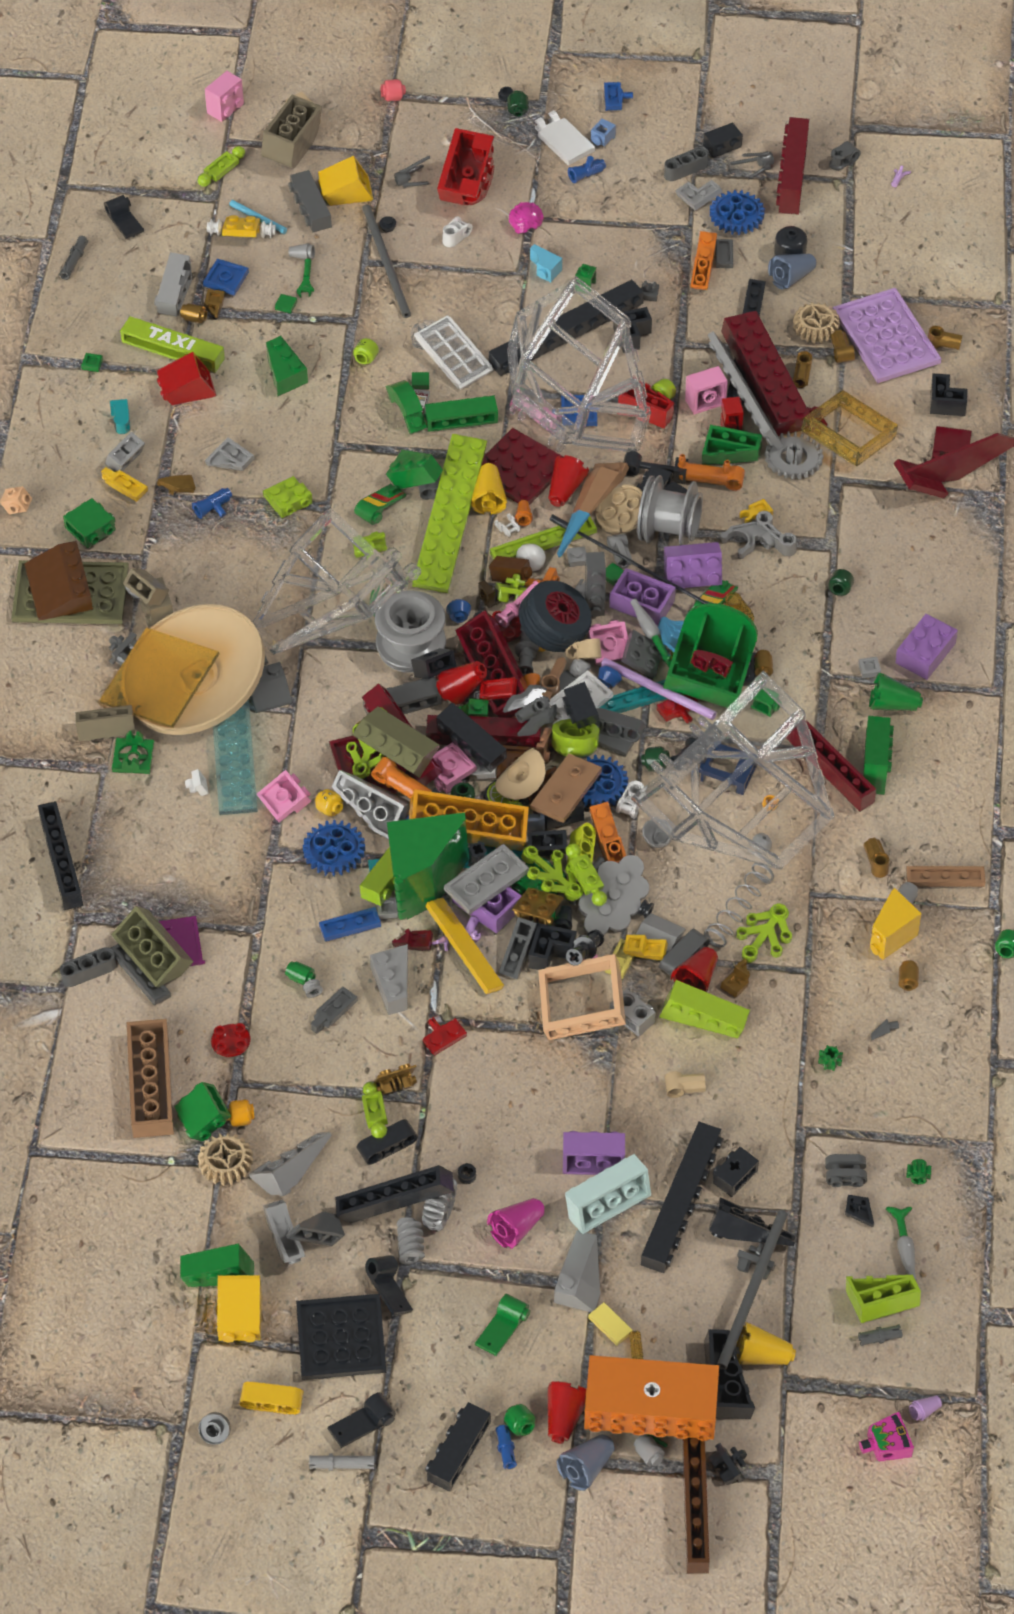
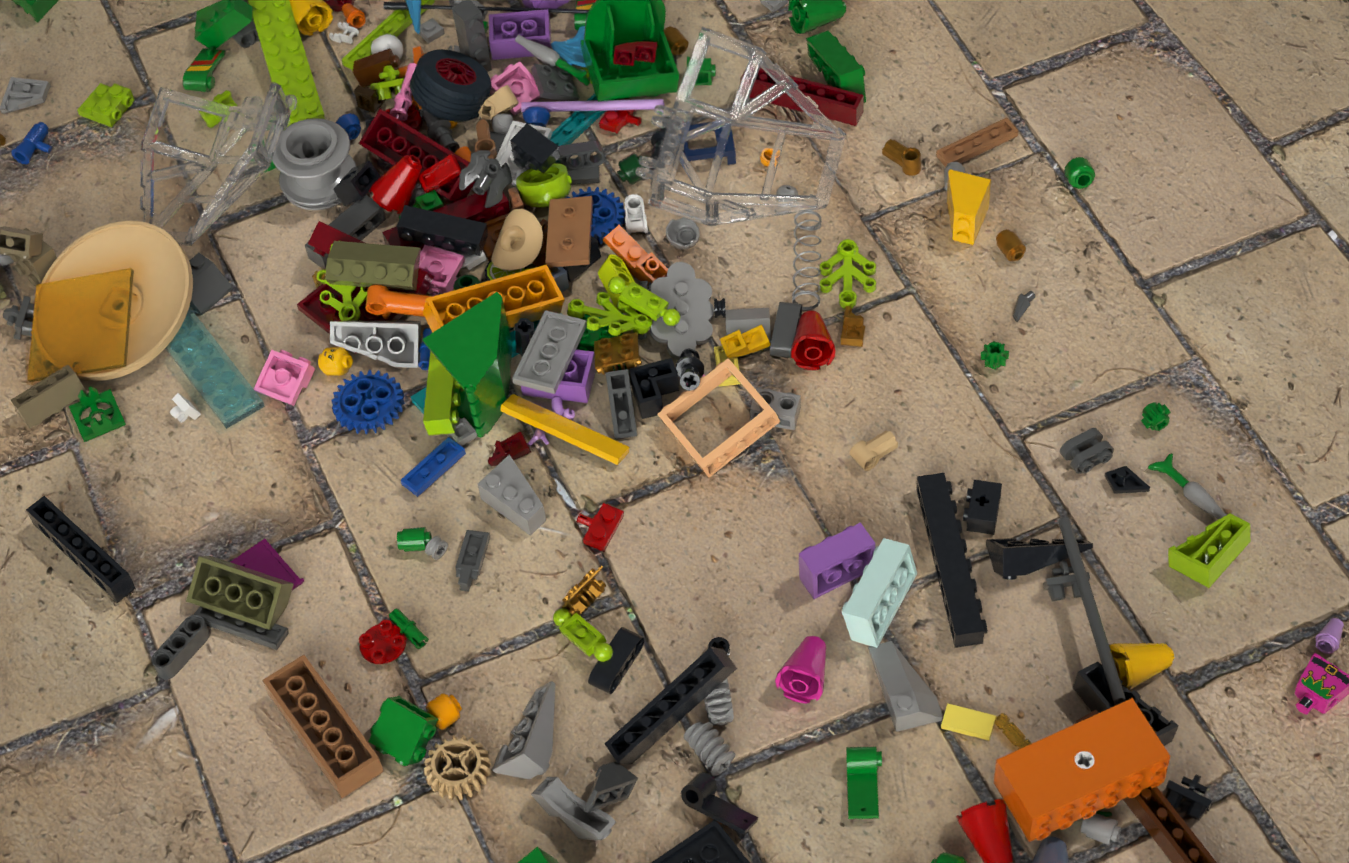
camera: 25 degrees left, 0 degrees up
(255, 1039) = (408, 628): none -> green axle
(548, 841) = (584, 288): black brick -> none
(564, 918) = (647, 354): black cone -> none
(703, 1010) = (843, 372): lime wedge -> none
(880, 1335) = (1235, 589): dark grey pin -> none

